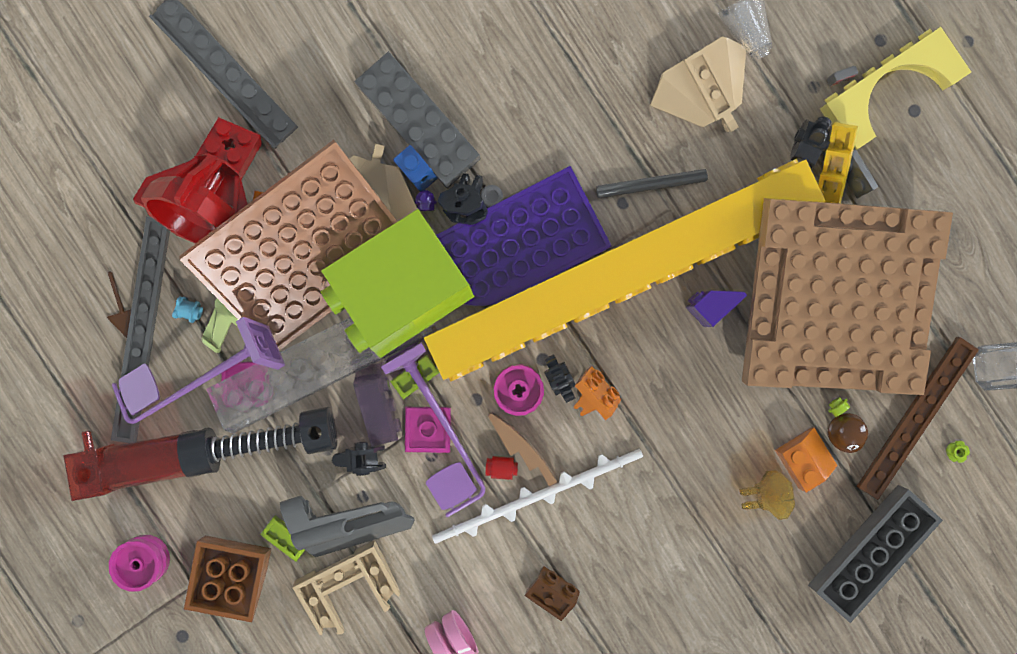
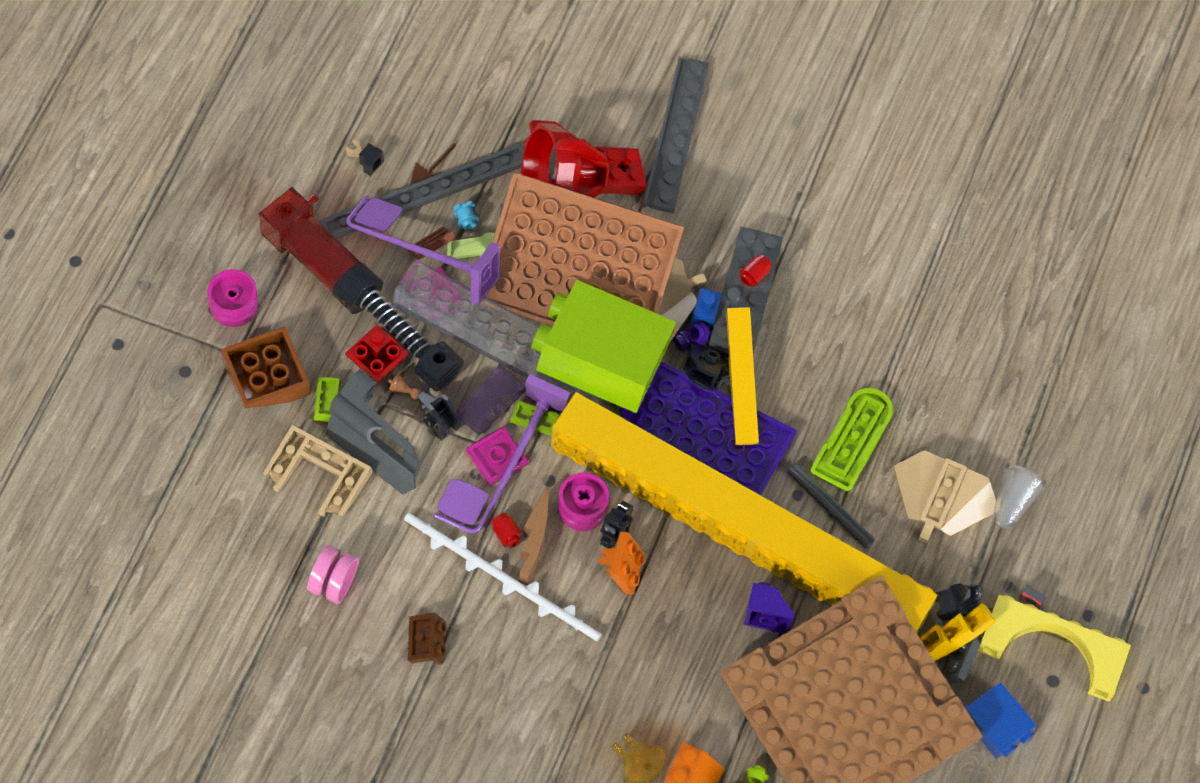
camera: 45 degrees right, 25 degrees down
(76, 355) = (369, 157): none -> black piece
(194, 356) = (433, 241): none -> copper tile
(272, 476) = (377, 353): none -> red slope
(311, 469) = (400, 385): none -> nougat piece
(409, 100) = (755, 270): none -> red brick
(432, 188) = (699, 333): none -> dark purple plate
(496, 180) = (742, 376): none -> yellow slope
(606, 122) = (853, 438): none -> lime piece
(924, 180) = (1001, 721): none -> blue brick

